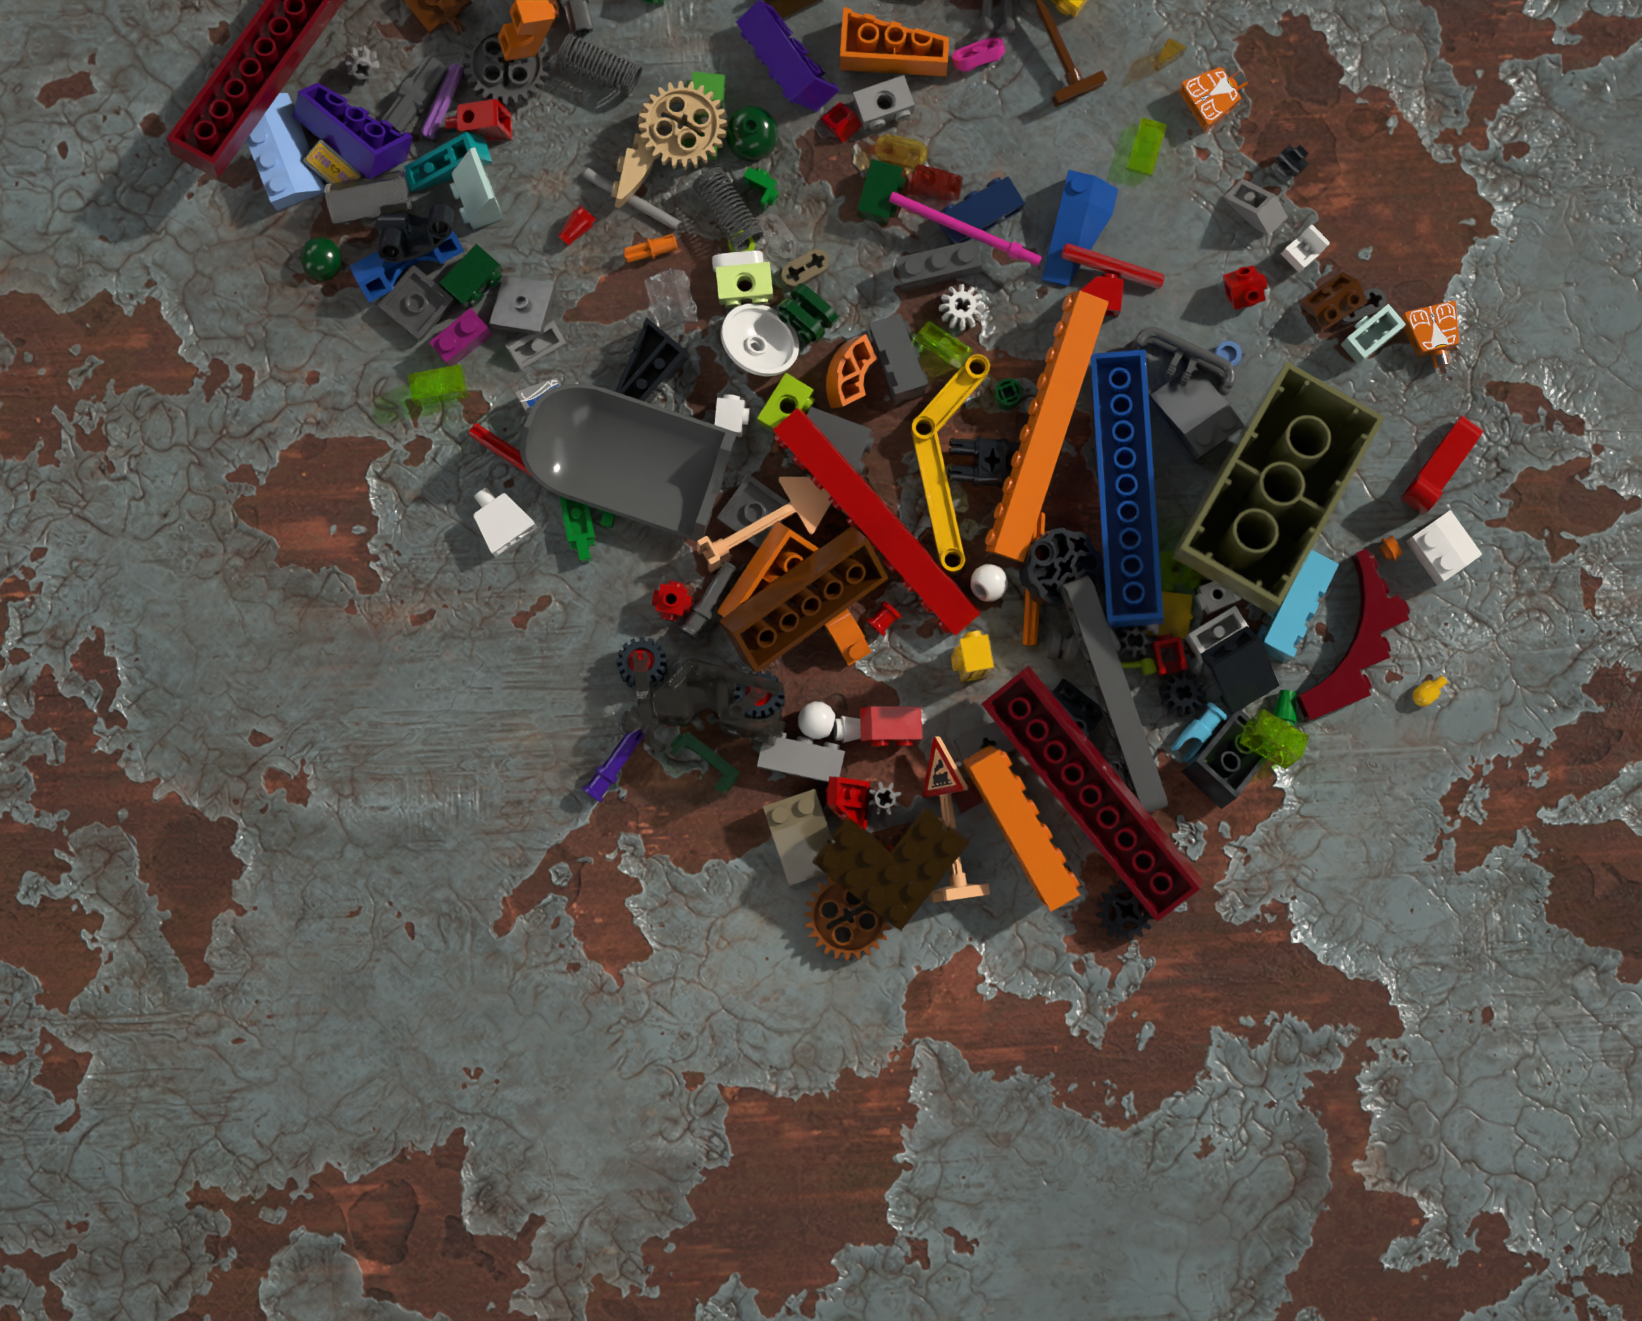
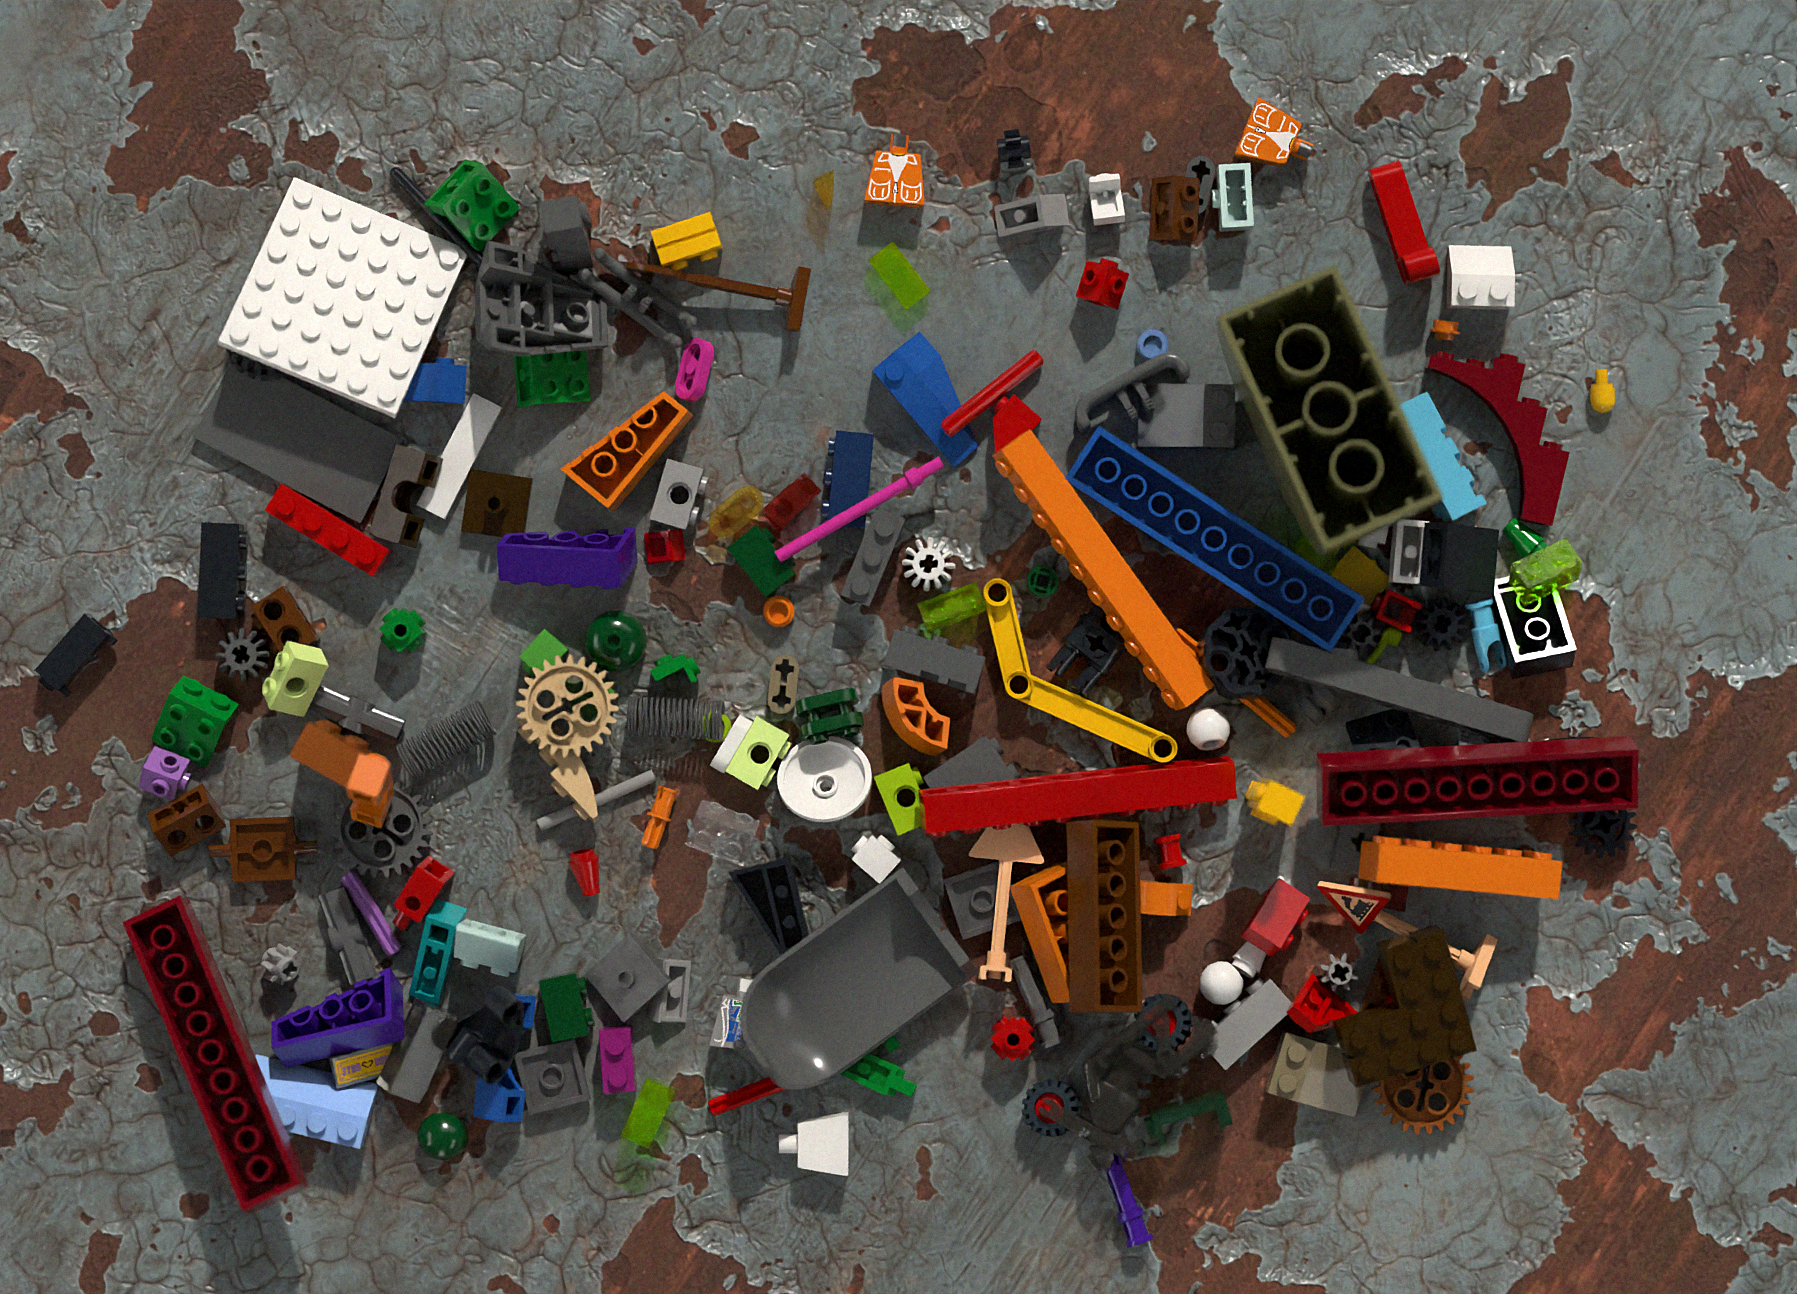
camera: 60 degrees left, 5 degrees up
(853, 230) = (778, 611): none -> orange plate

